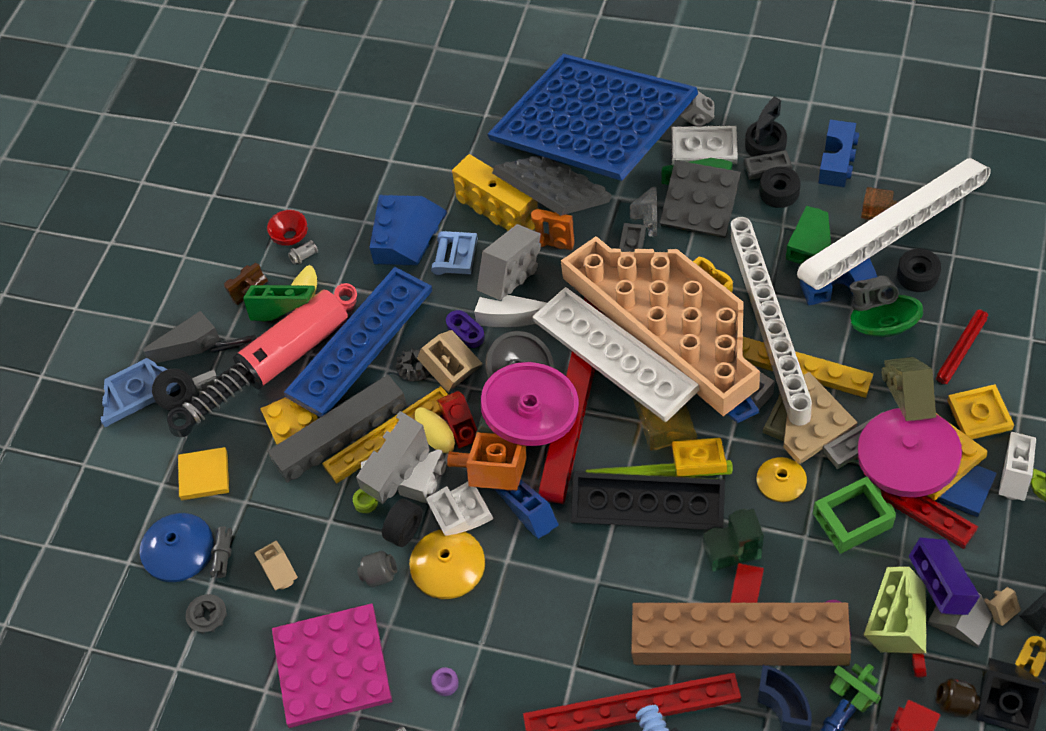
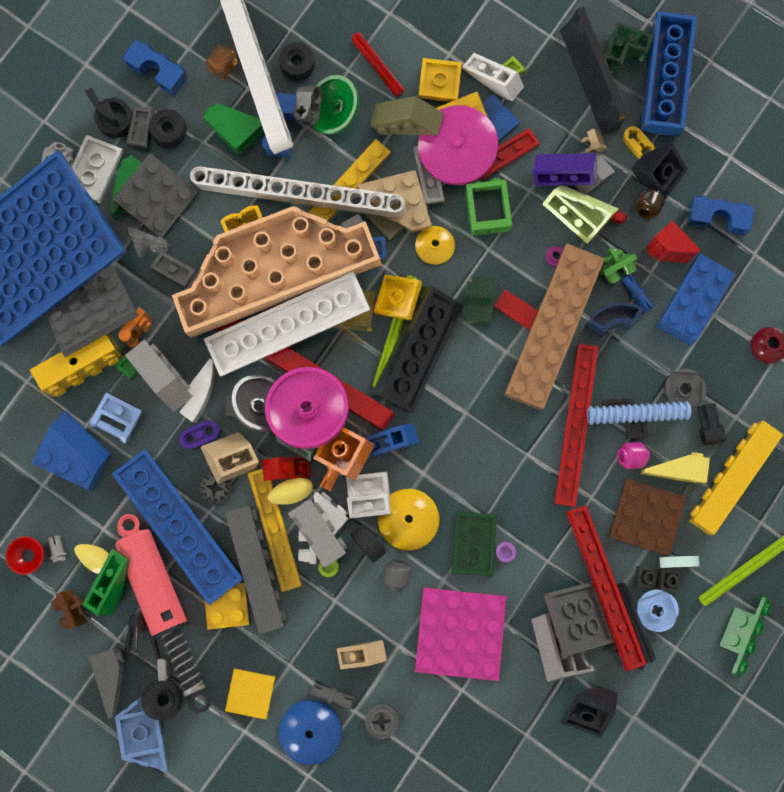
camera: 80 degrees left, 25 degrees up
(442, 643) = (474, 544): none -> dark green tile

